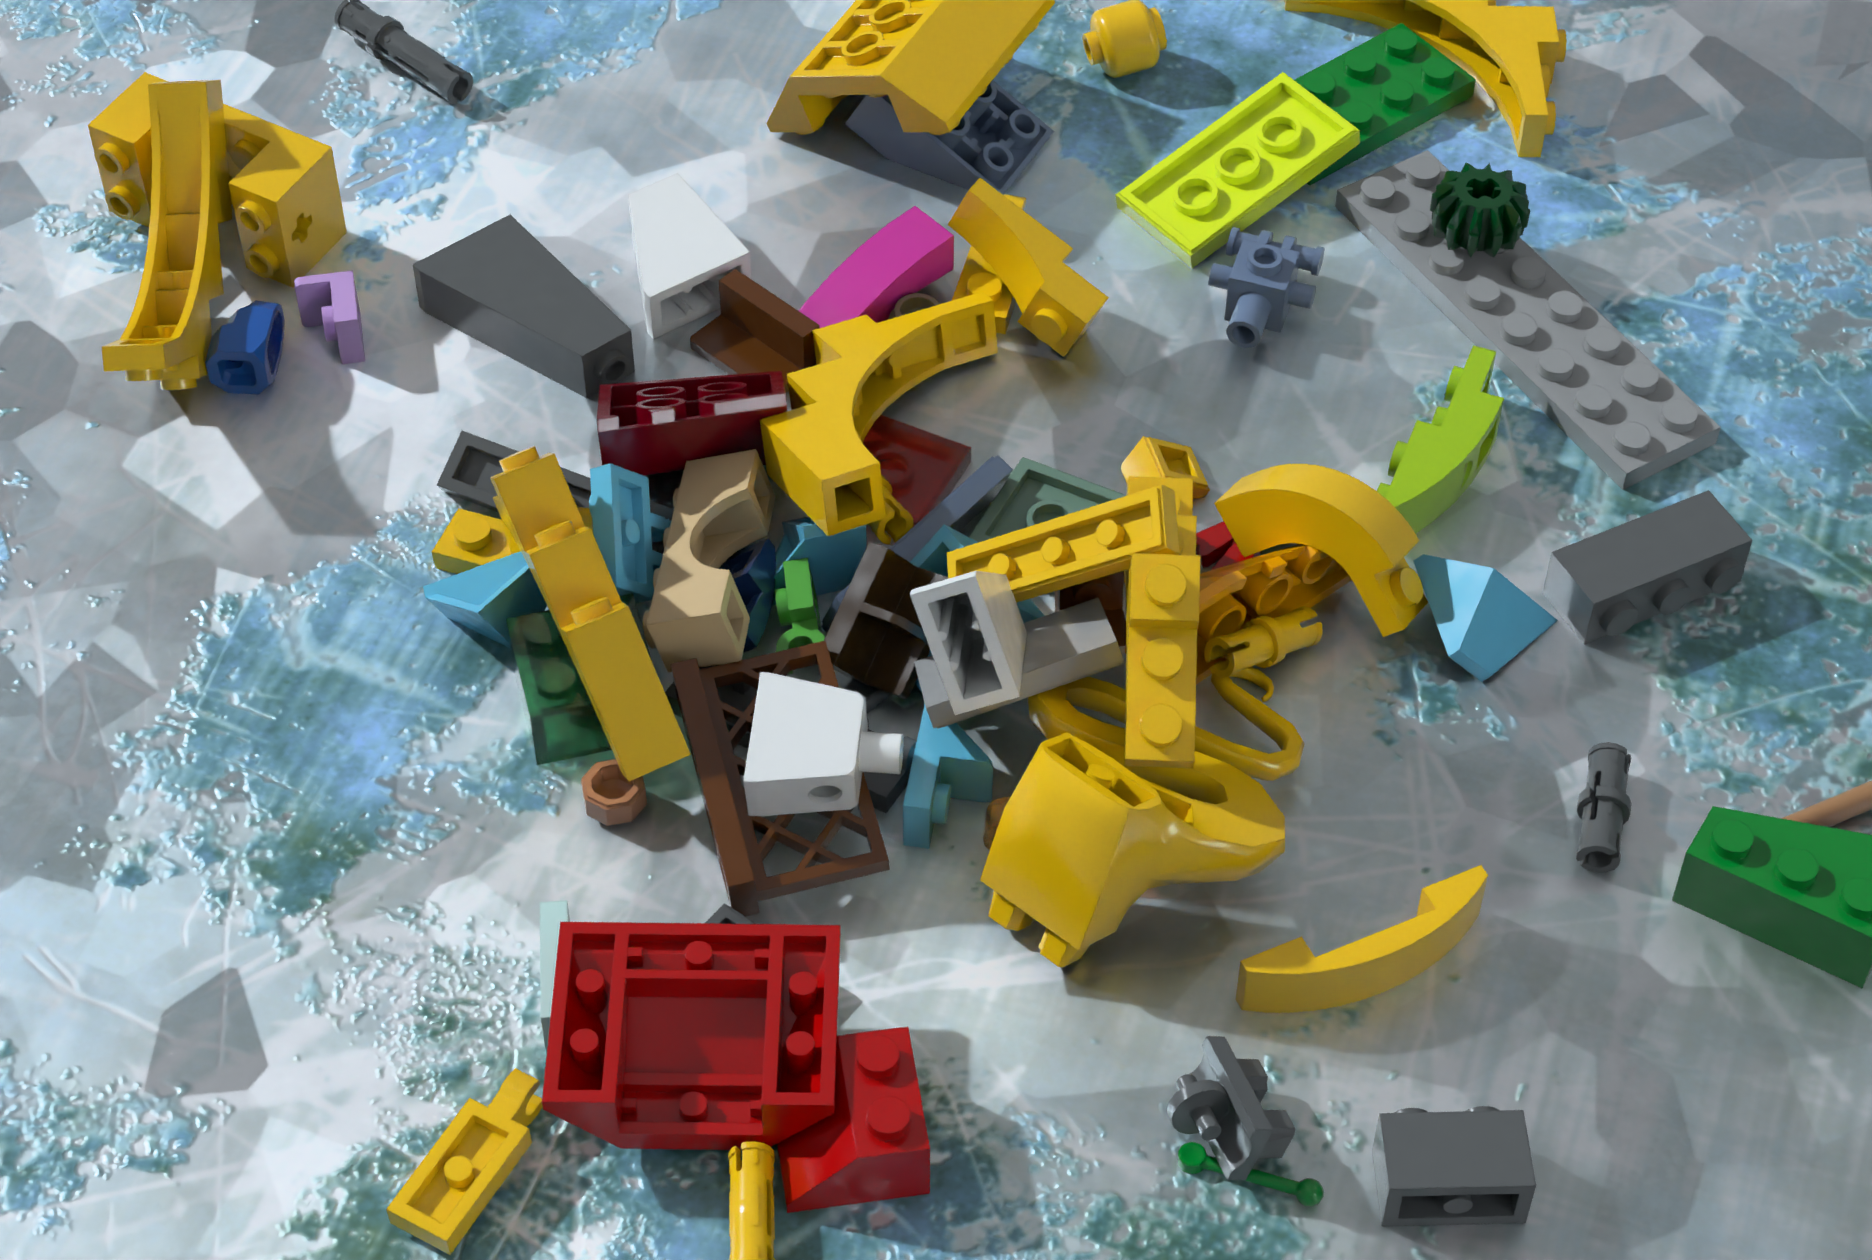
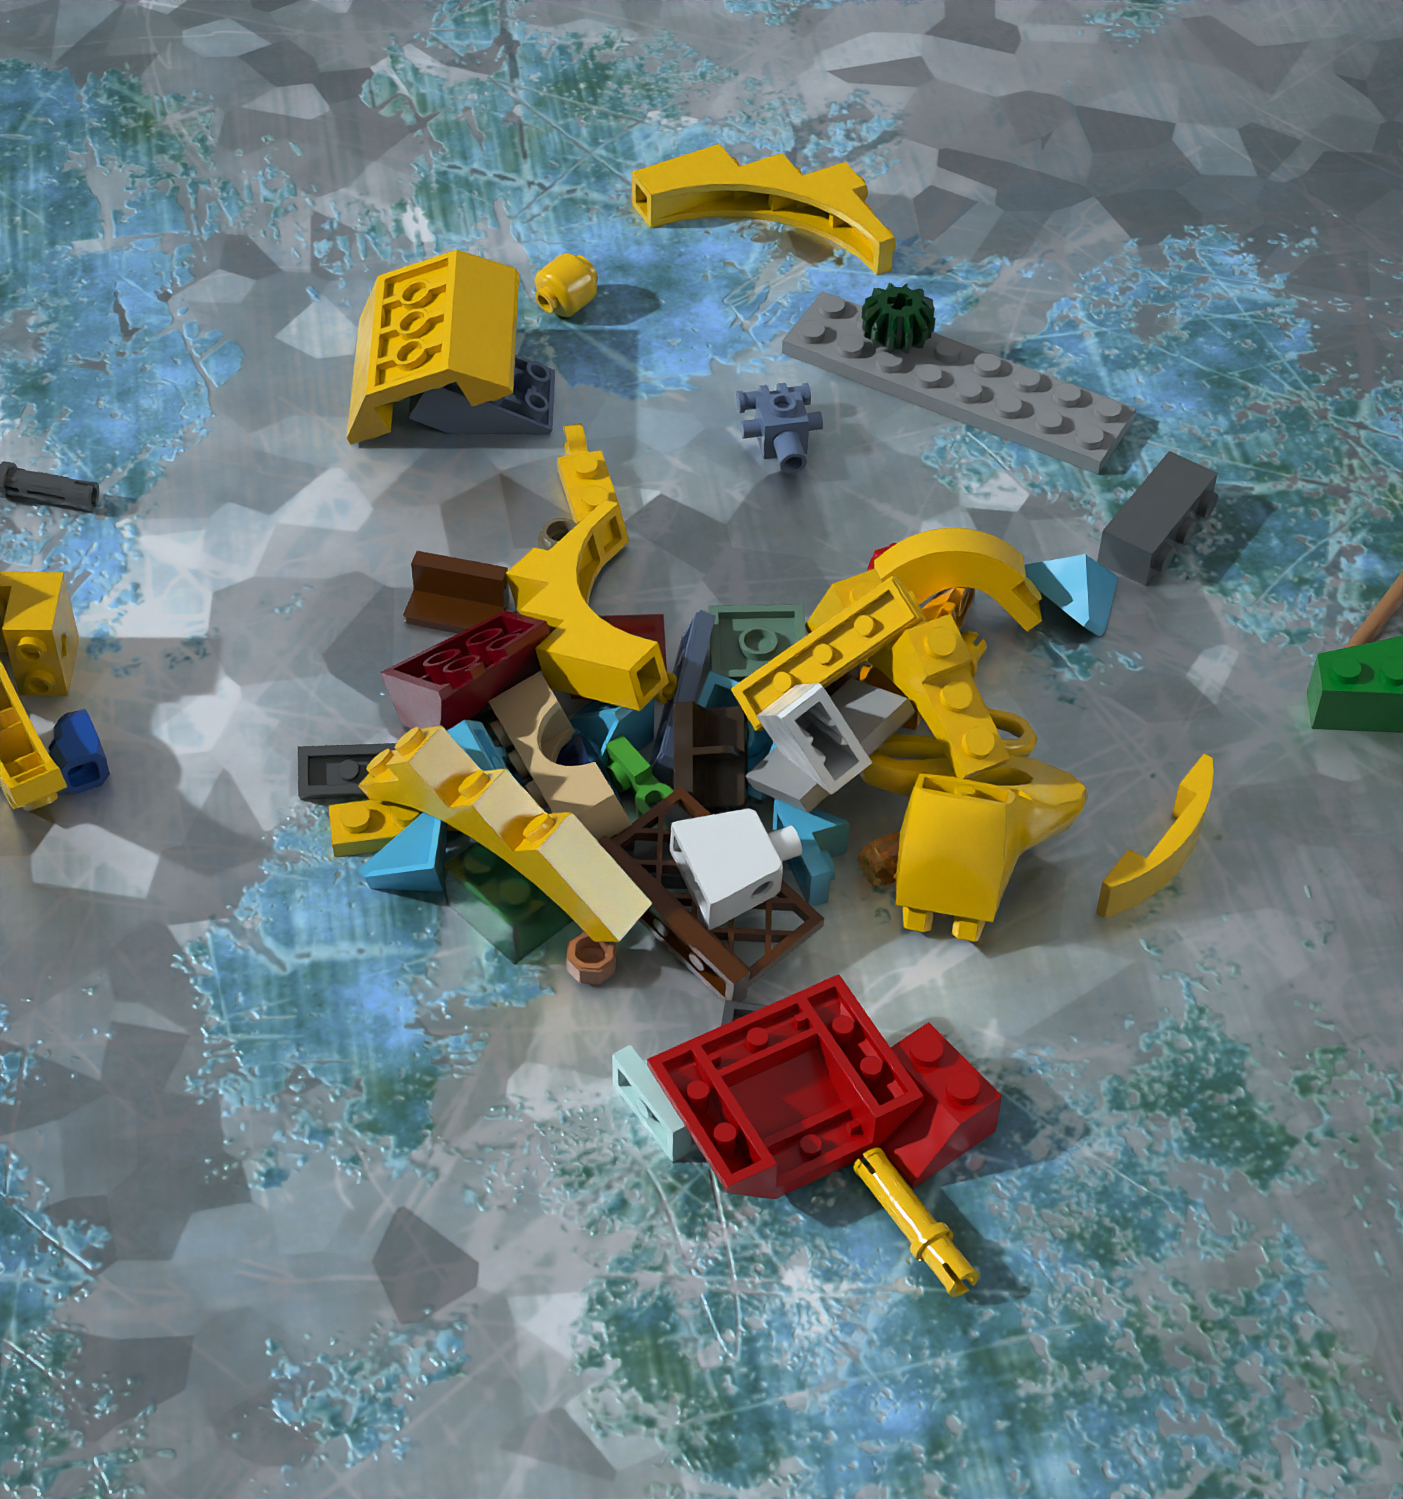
camera: 30 degrees left, 0 degrees up
(333, 303) = (130, 694): lavender bracket -> none
(467, 1165) = (684, 1262): yellow plate -> none
(526, 306) = (272, 638): dark grey slope -> none
(680, 254) = (357, 556): white slope -> none
(884, 269) = (519, 513): dark pink slope -> none
(1030, 261) = (625, 468): yellow slope -> none
(1165, 459) = (801, 580): yellow slope -> none
(1193, 1159) = (1145, 1026): green hinge -> none
(1225, 1108) = (1155, 983): dark grey hips -> none
(1237, 169) = (707, 350): neon yellow tile -> none
(1387, 88) = (747, 276): green plate -> none
(1451, 450) = (979, 477): lime slope -> none
(1453, 1167) = (1312, 956): dark grey brick -> none
(1603, 807) = (1249, 705): dark grey pin -> none

